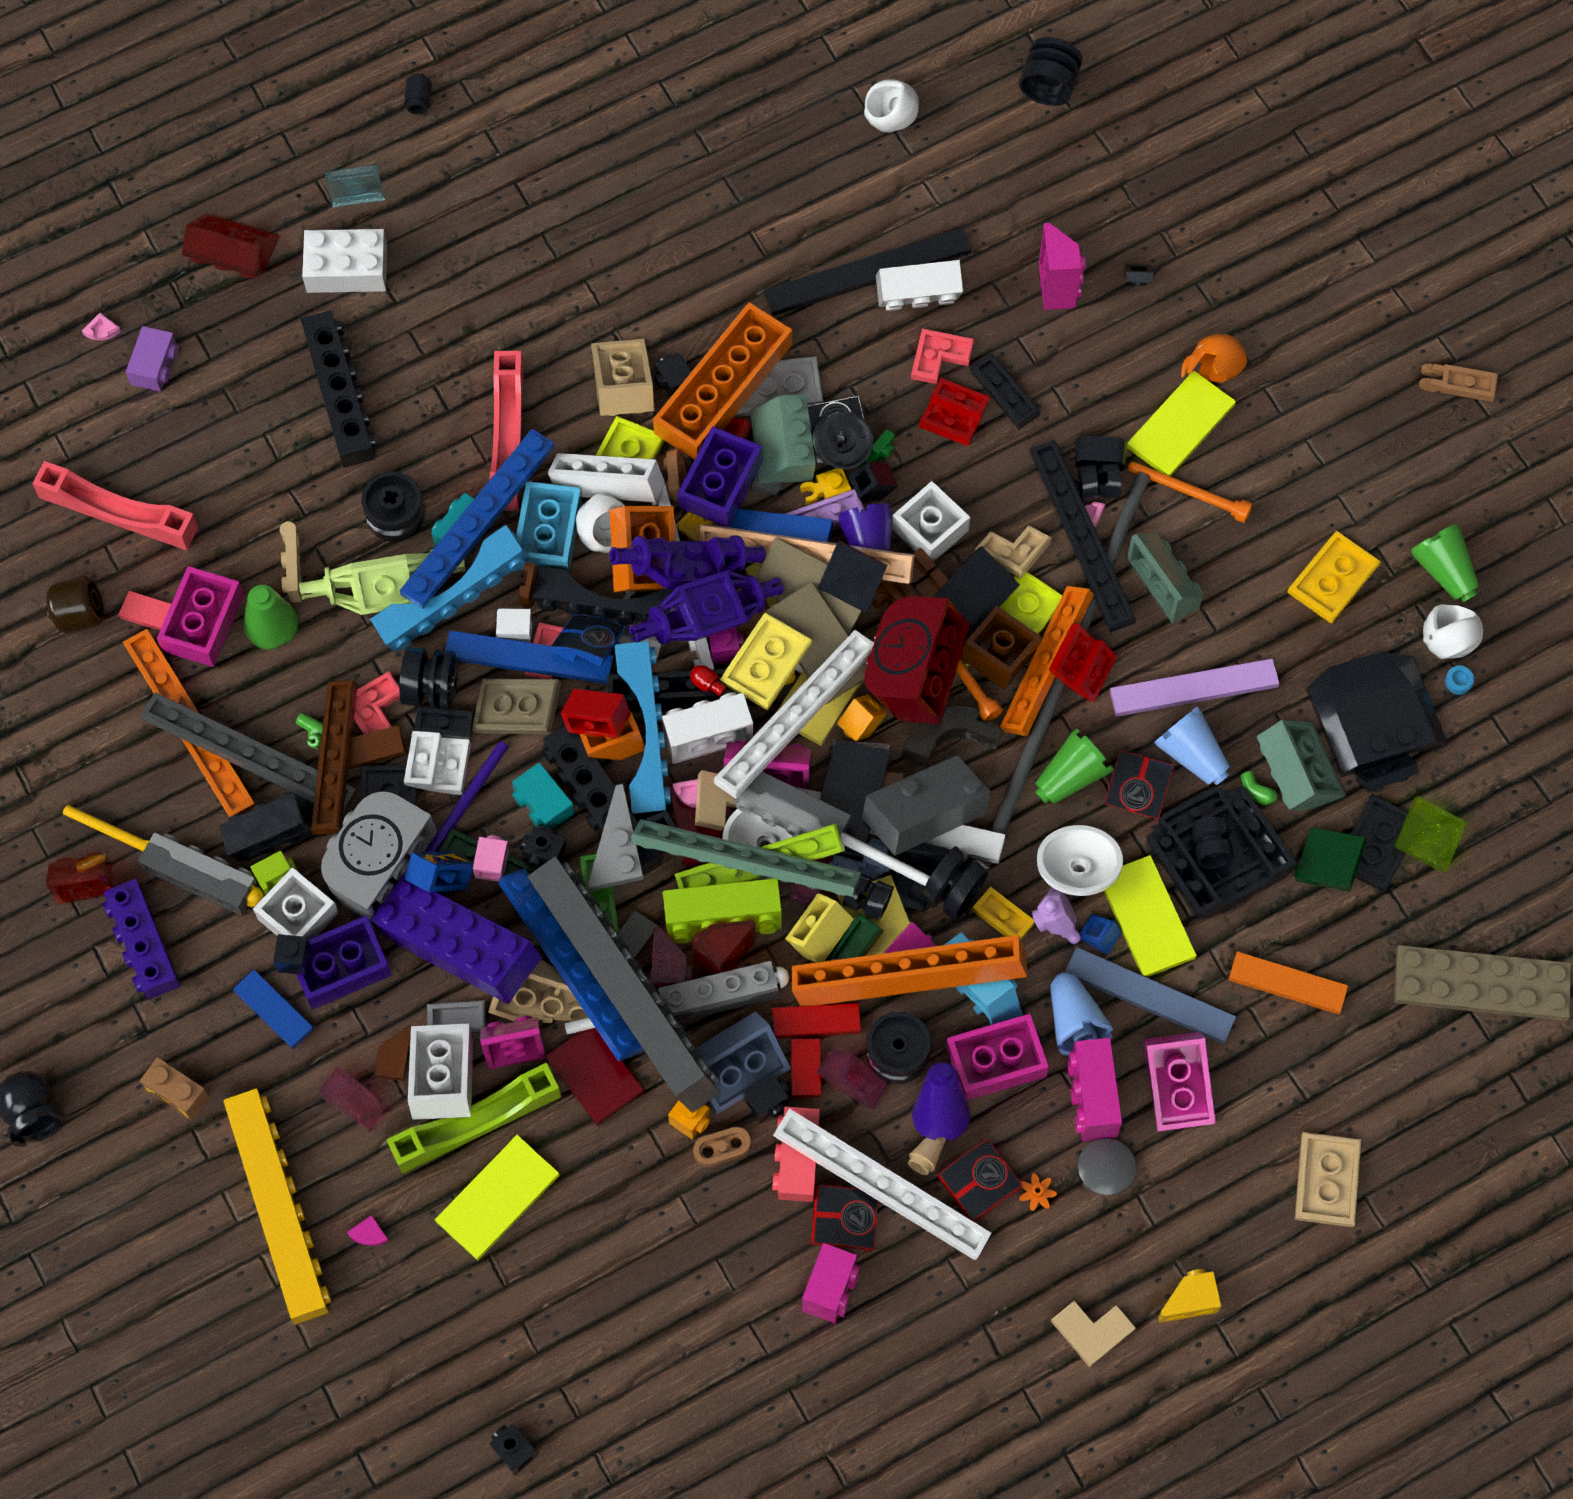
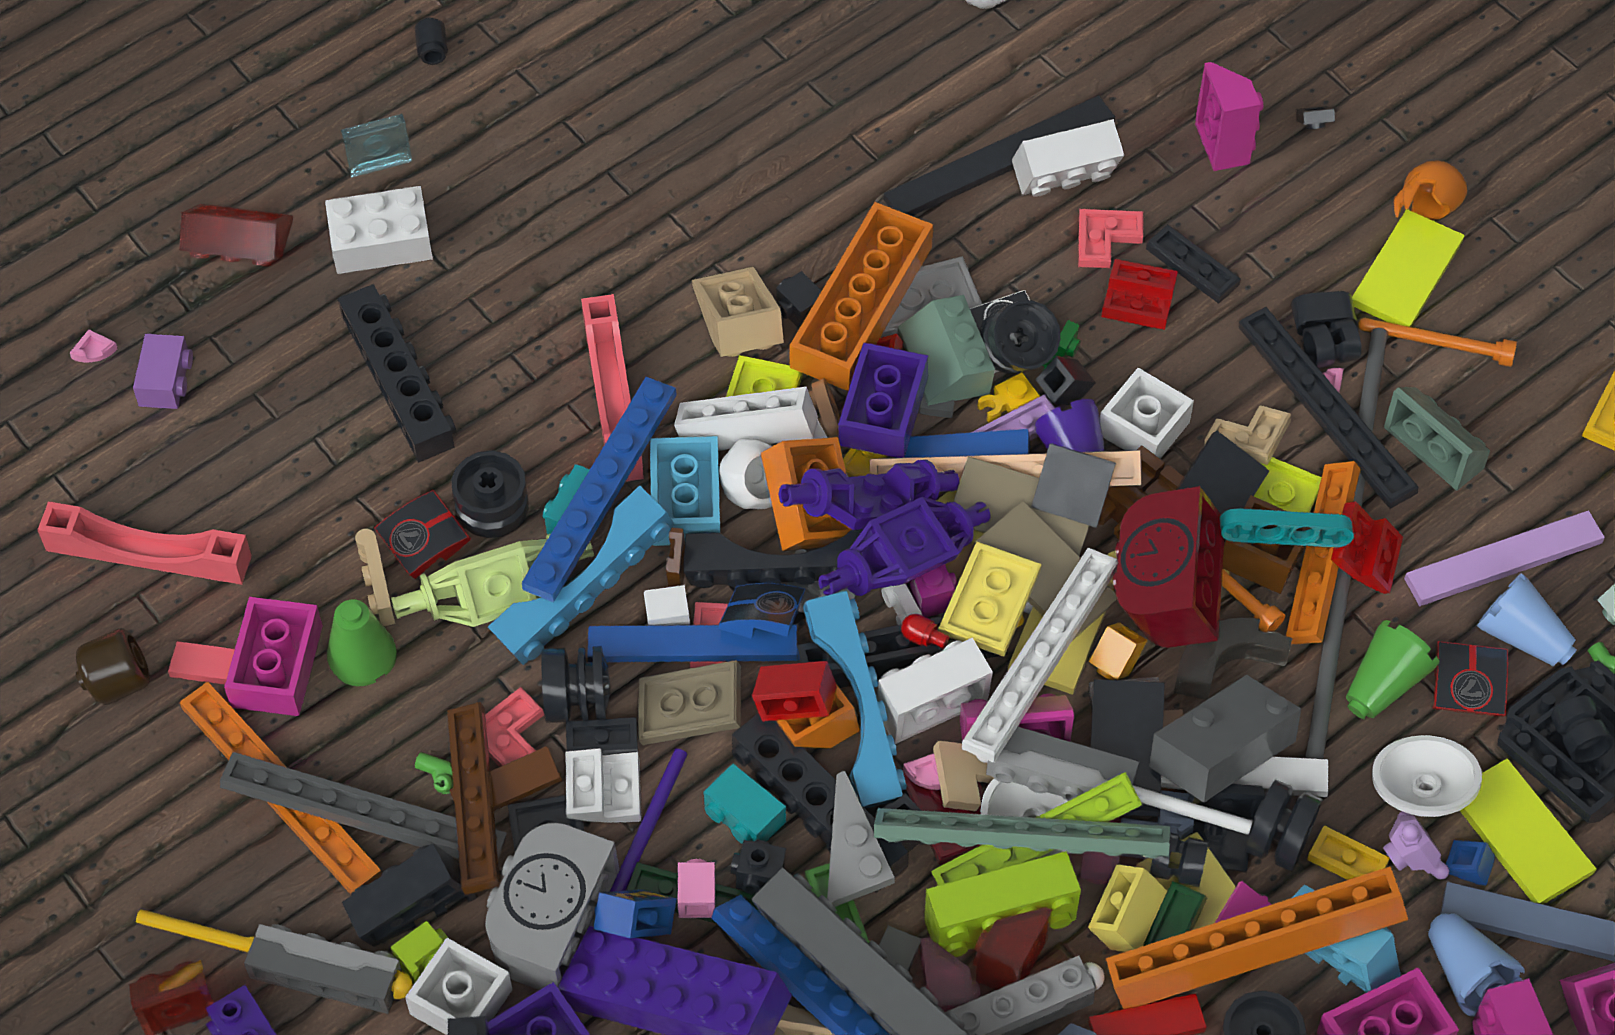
camera: 10 degrees left, 10 degrees down
(335, 530) = (422, 533): none -> black slope
(1015, 640) = (1248, 525): none -> teal beam

